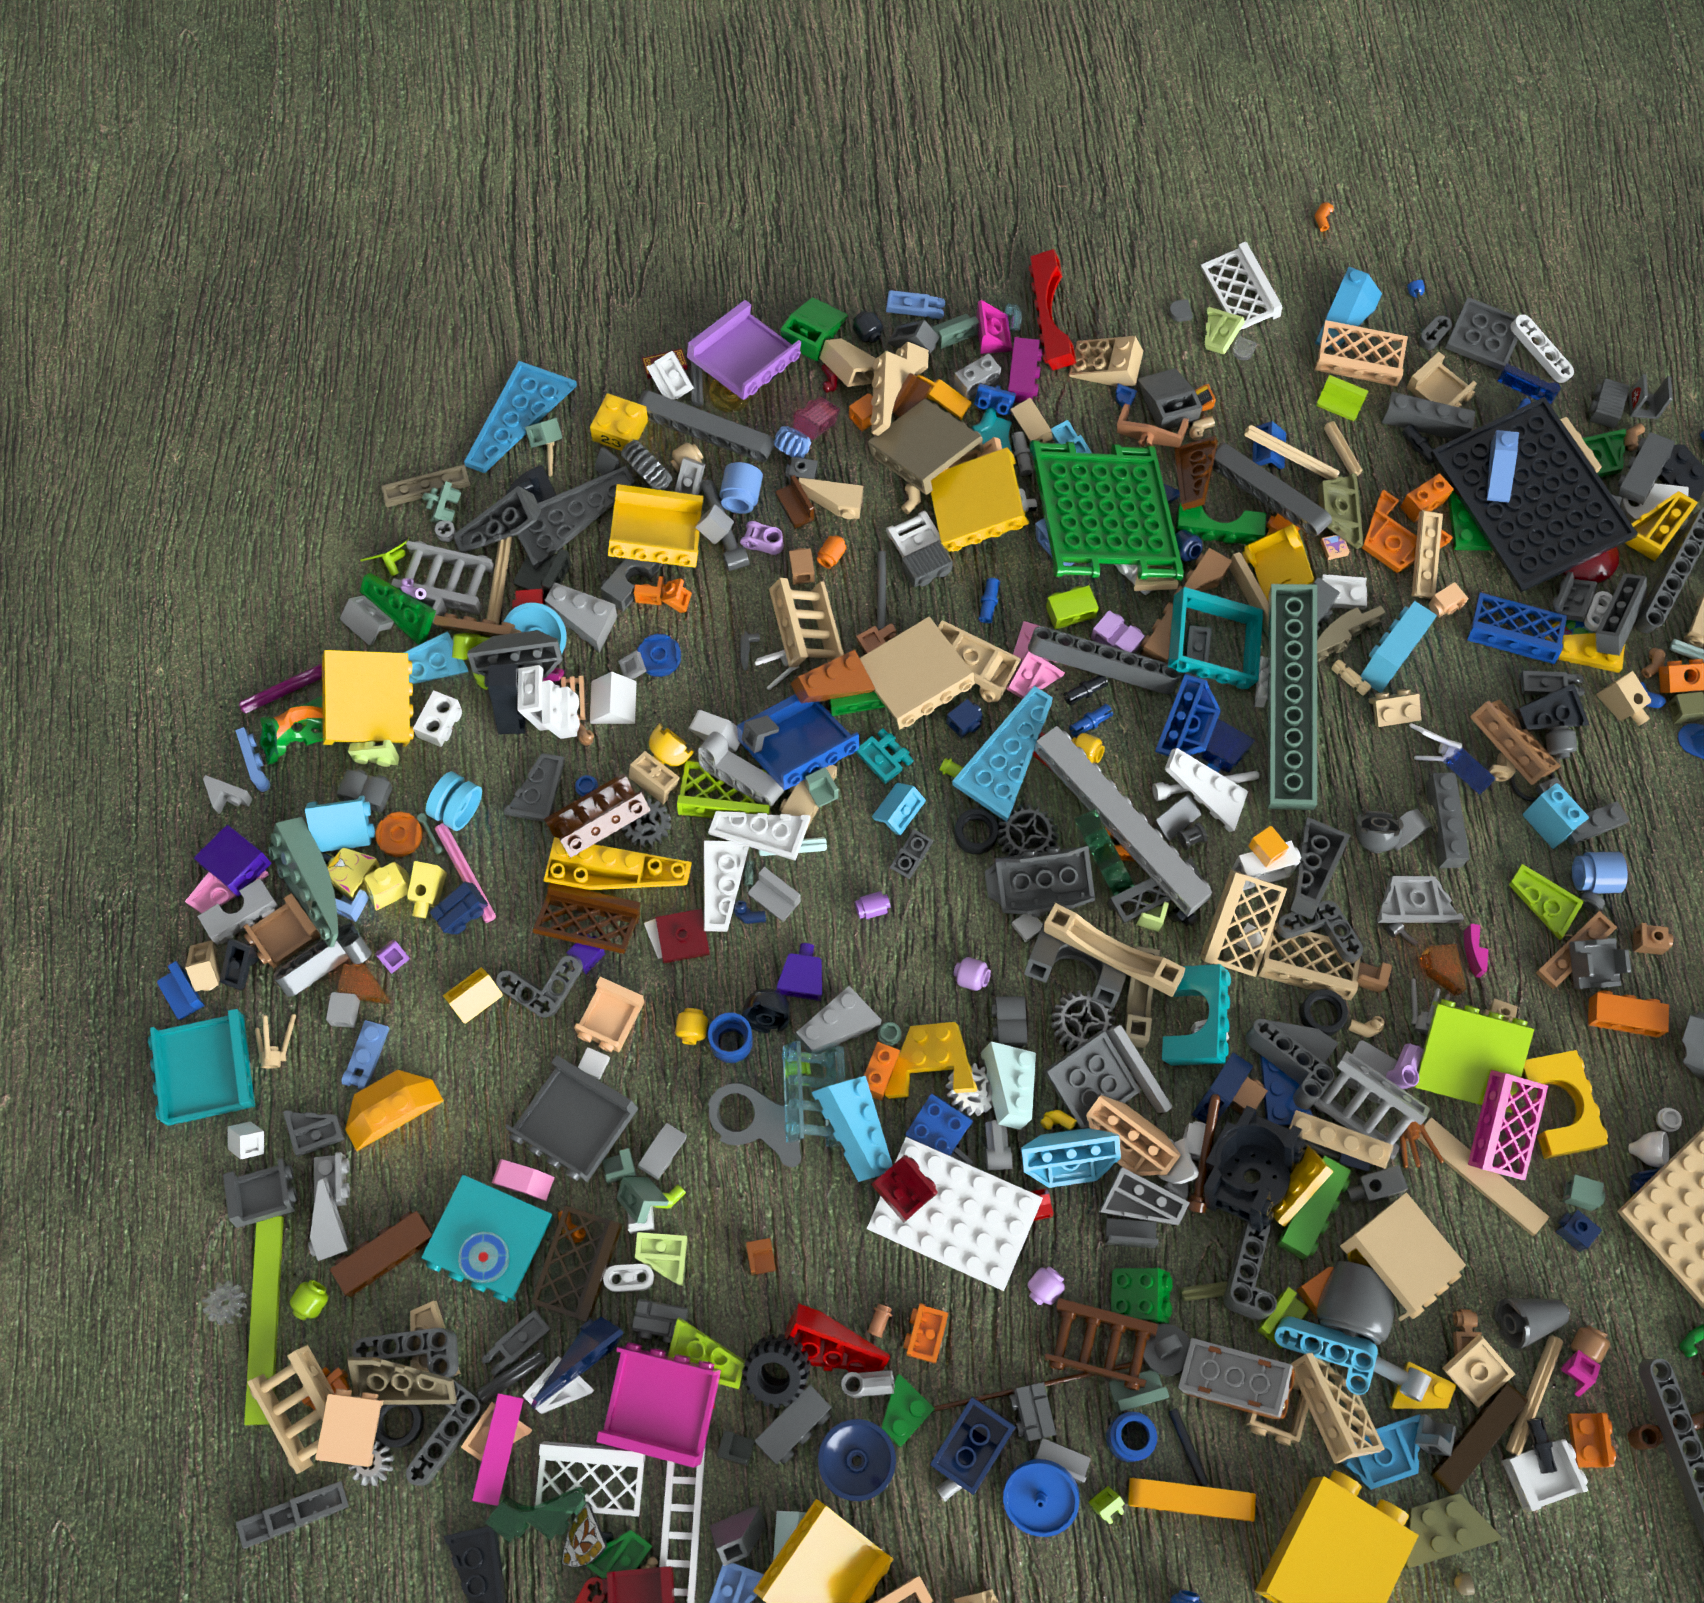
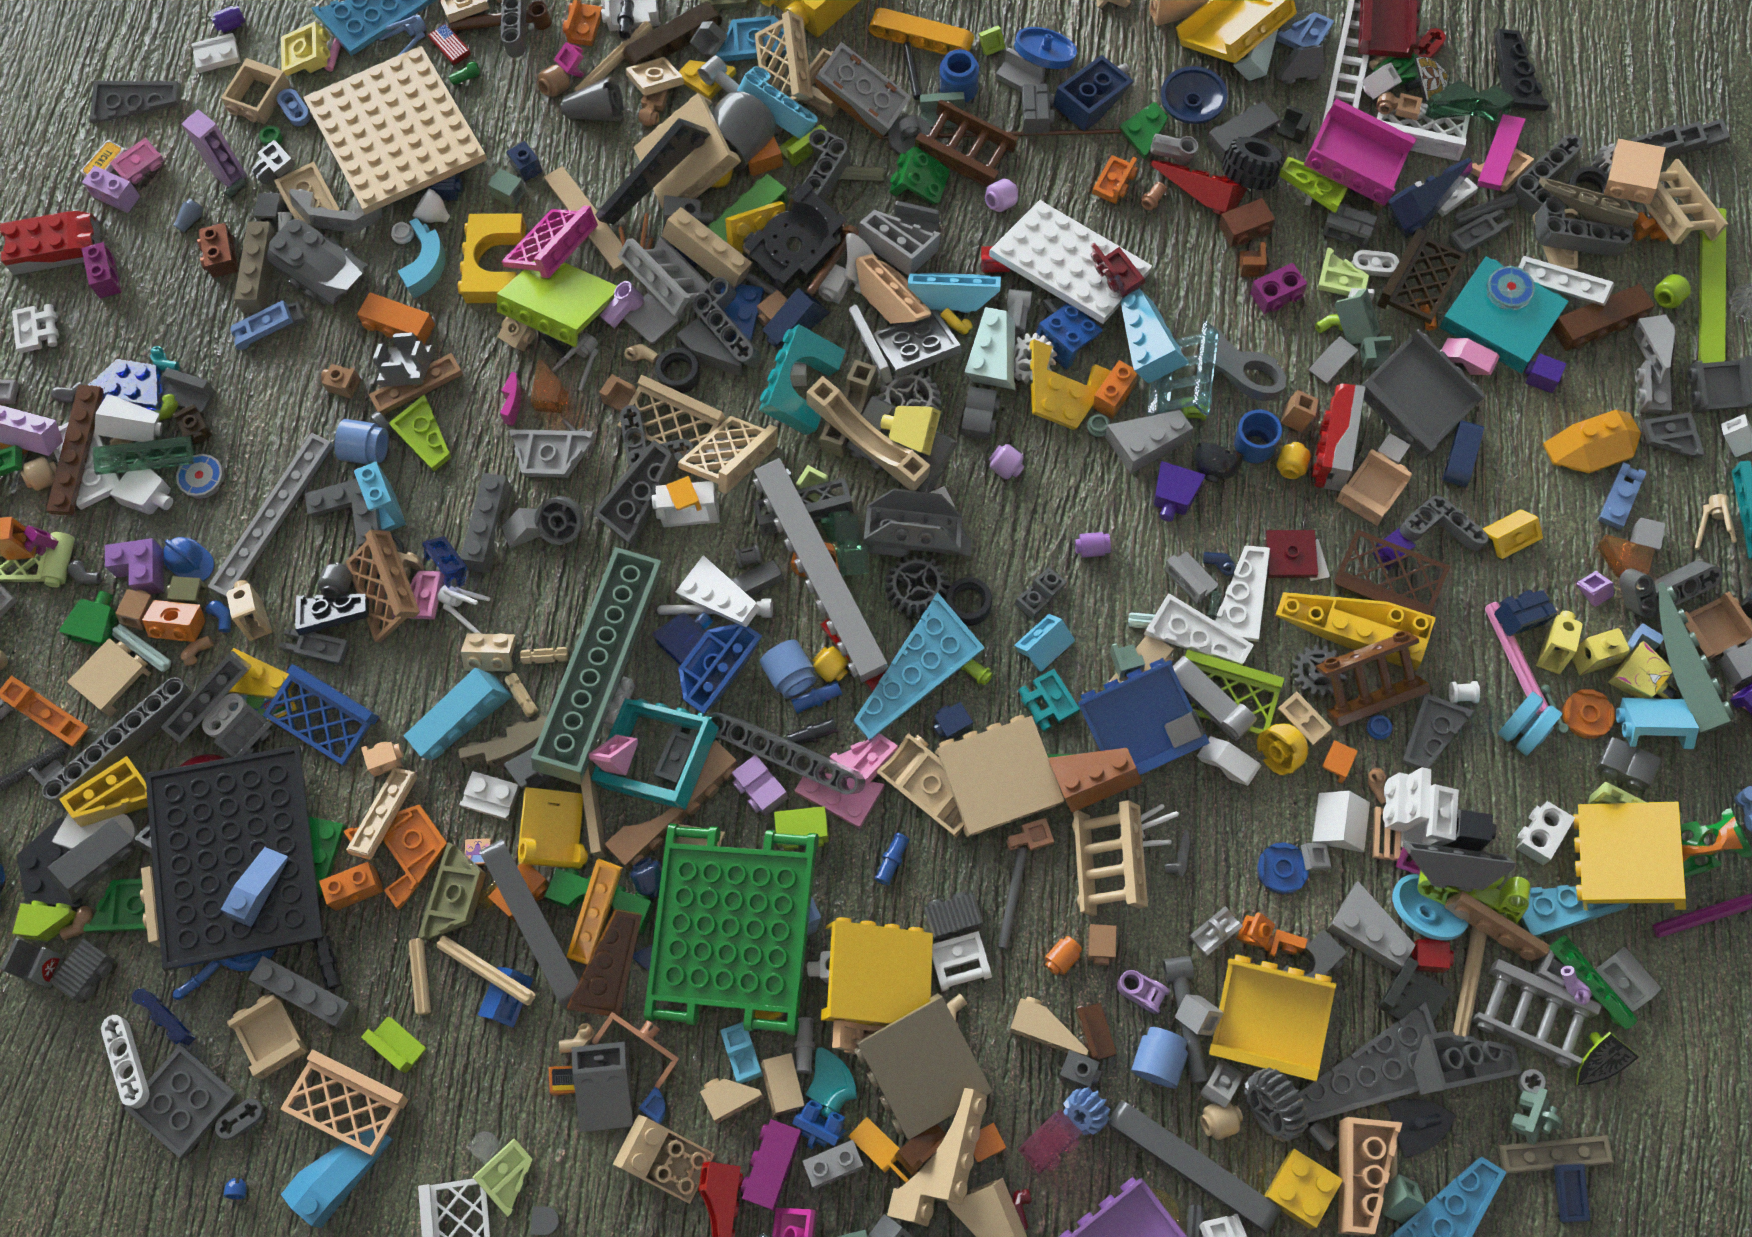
camera: 160 degrees left, 0 degrees up
(413, 460) = (1572, 1192): none -> dark blue tile
(426, 1283) = (1568, 281): none -> white plate
(443, 1174) = (1544, 373): none -> dark purple brick
(512, 829) = (1464, 692): none -> white bush
(523, 1068) = (1463, 453): none -> dark blue beam
(572, 448) = (1364, 1166): none -> light nougat wedge
(609, 1492) = (1405, 106): none -> medium nougat plate
(619, 746) = (1339, 760): none -> orange panel
(641, 1523) = (1381, 81): none -> white brick
(649, 1052) = (1338, 438): none -> piece
(691, 1078) = (1299, 411): none -> medium nougat brick
(709, 589) = (1215, 931): none -> light grey hips
(733, 1228) = (1276, 285): none -> magenta brick
(772, 1297) = (1246, 223): none -> copper brick
(1070, 406) = (728, 1098): none -> tan slope
(1071, 961) = (913, 427): none -> light yellow torso
(1122, 733) = (788, 668): none -> medium blue piece
(1221, 509) = (594, 911): none -> light orange tile
(1249, 622) = (615, 754): none -> bright pink slope
(1344, 714) = (544, 655): none -> tan axle
(1429, 1216) = (657, 164): none -> black wing
(1475, 743) = (425, 590): none -> bright pink wing
(1624, 1090) = (429, 265): none -> medium azure arch
(1650, 795) = (271, 514): none -> light grey plate
(1666, 425) = (41, 921): none -> lime slope

